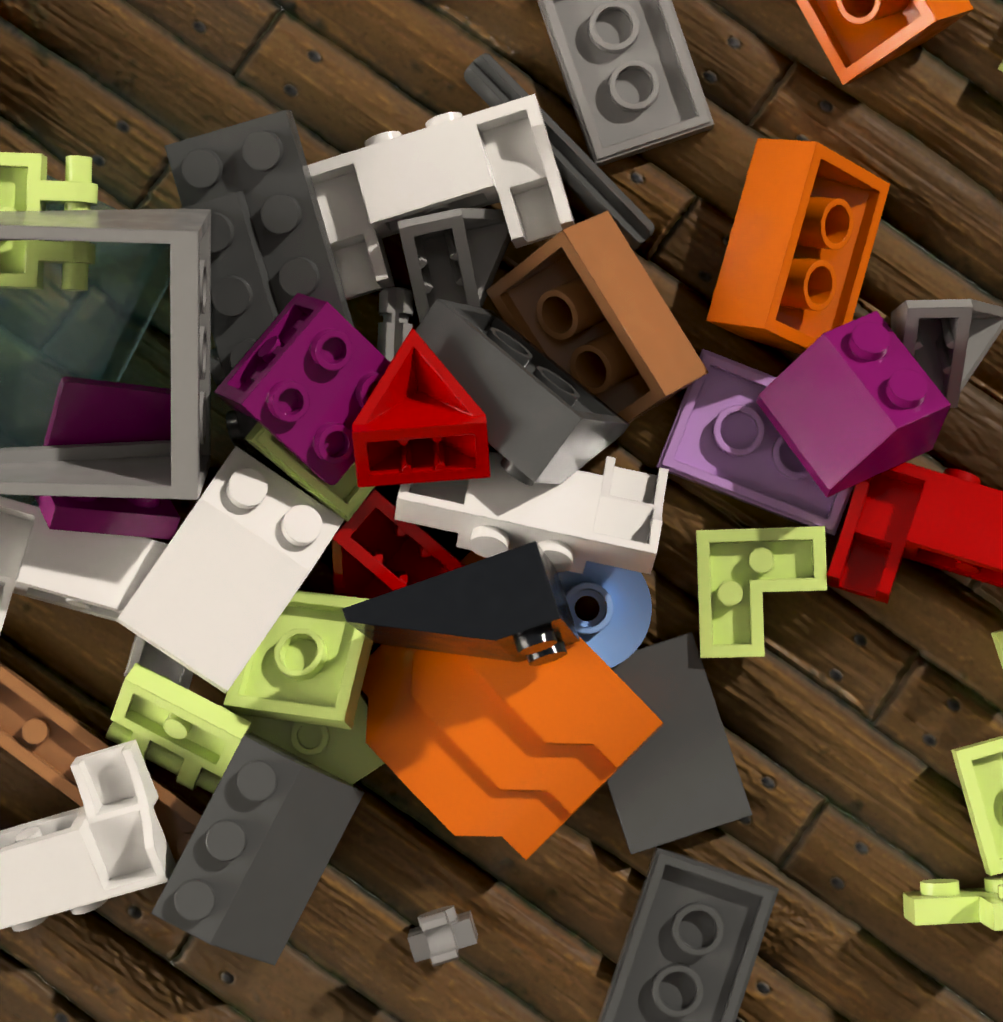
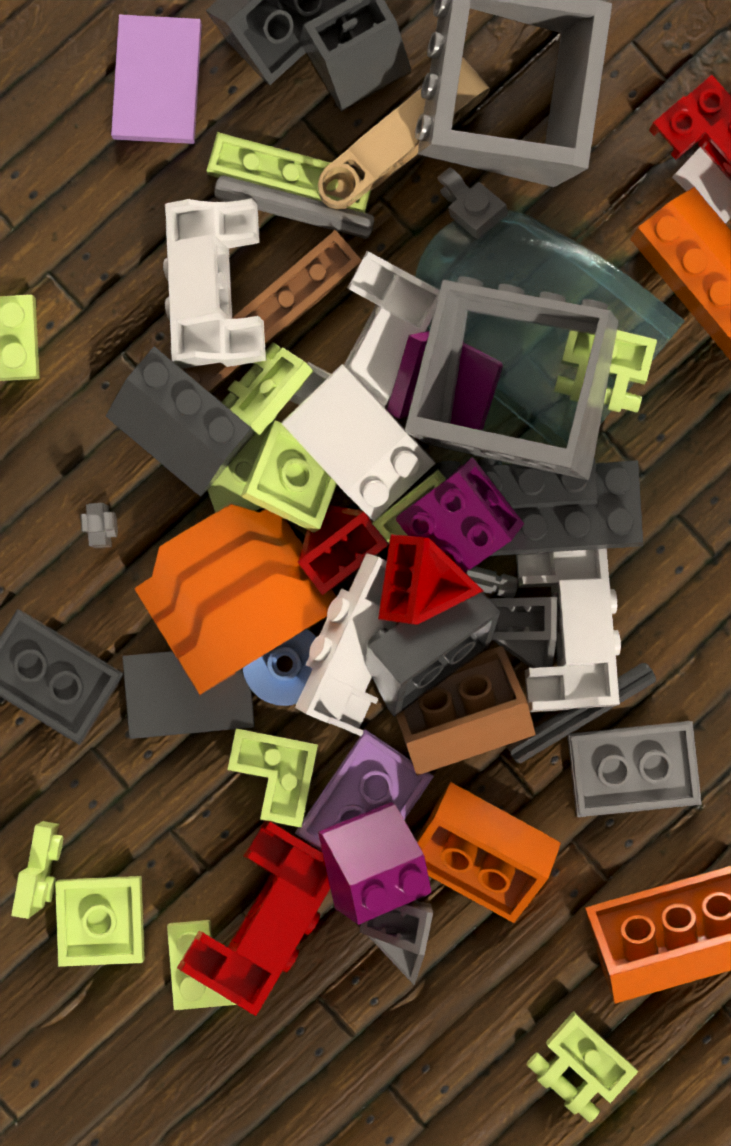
camera: 100 degrees right, 0 degrees up
(487, 609) = (294, 602): black slope -> none

